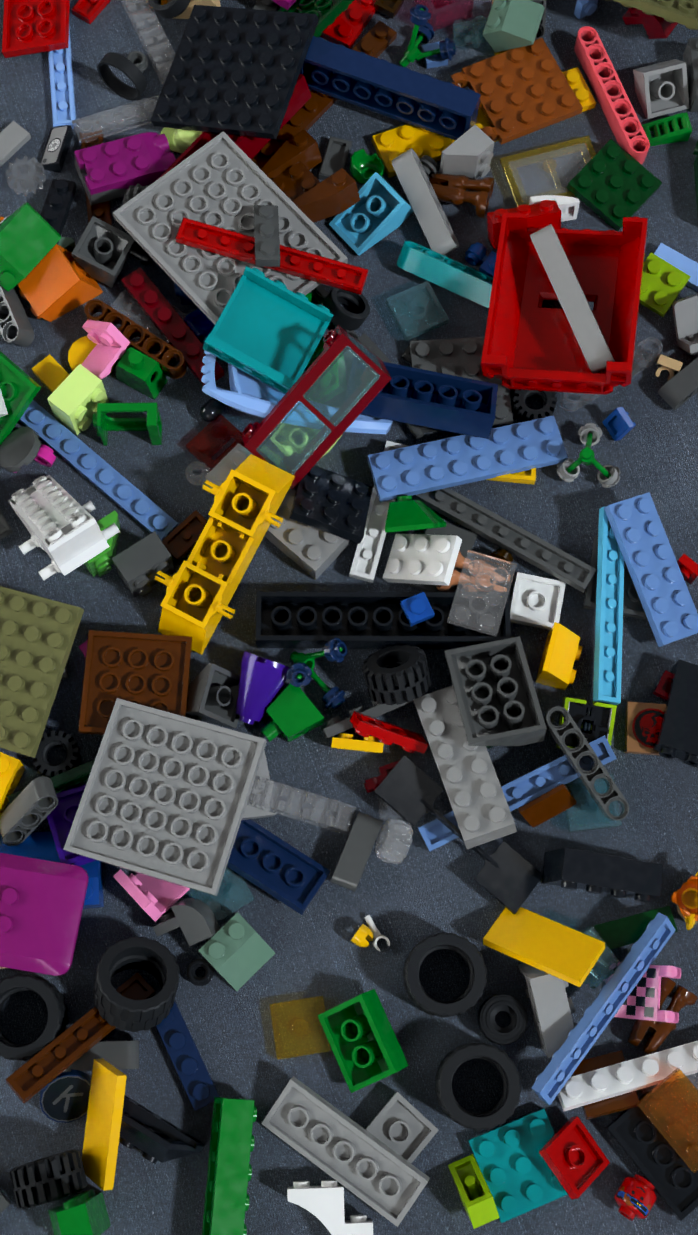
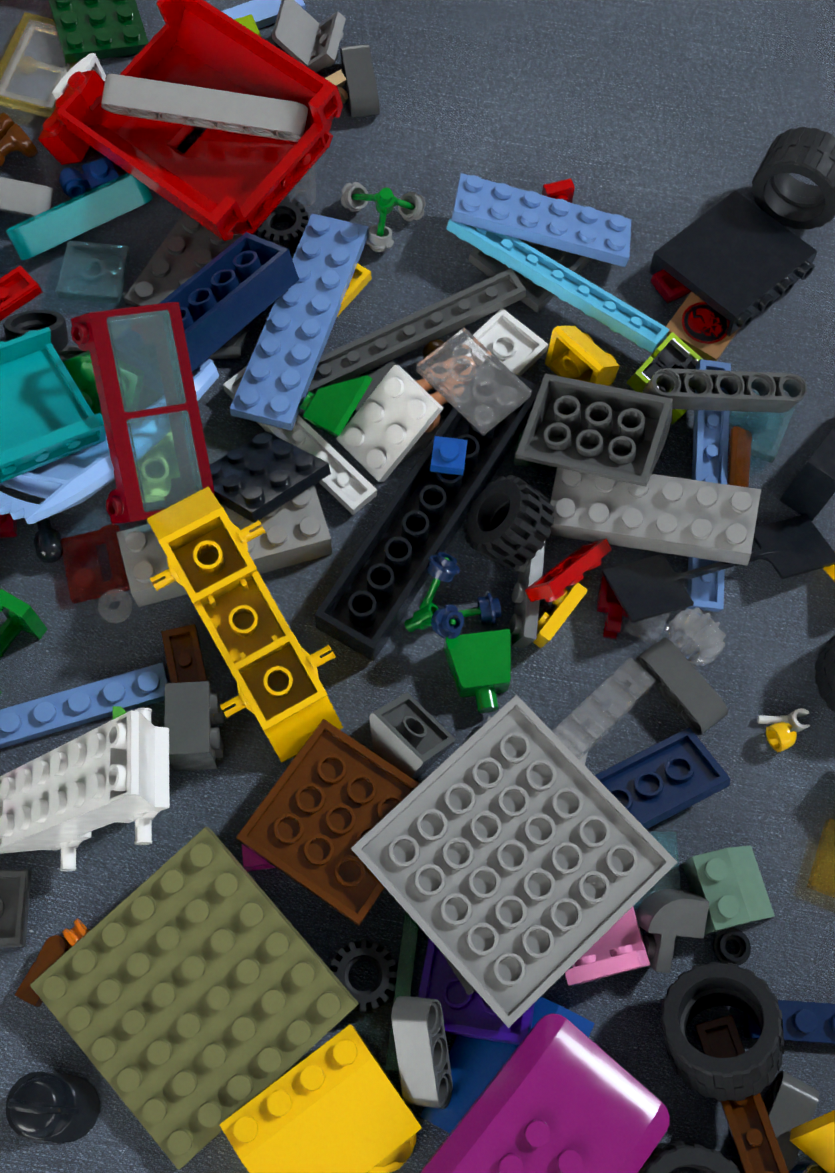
camera: 60 degrees left, 5 degrees down
(258, 686) = (426, 681): dark purple cone -> none
(618, 423) = (361, 165): blue tile -> none

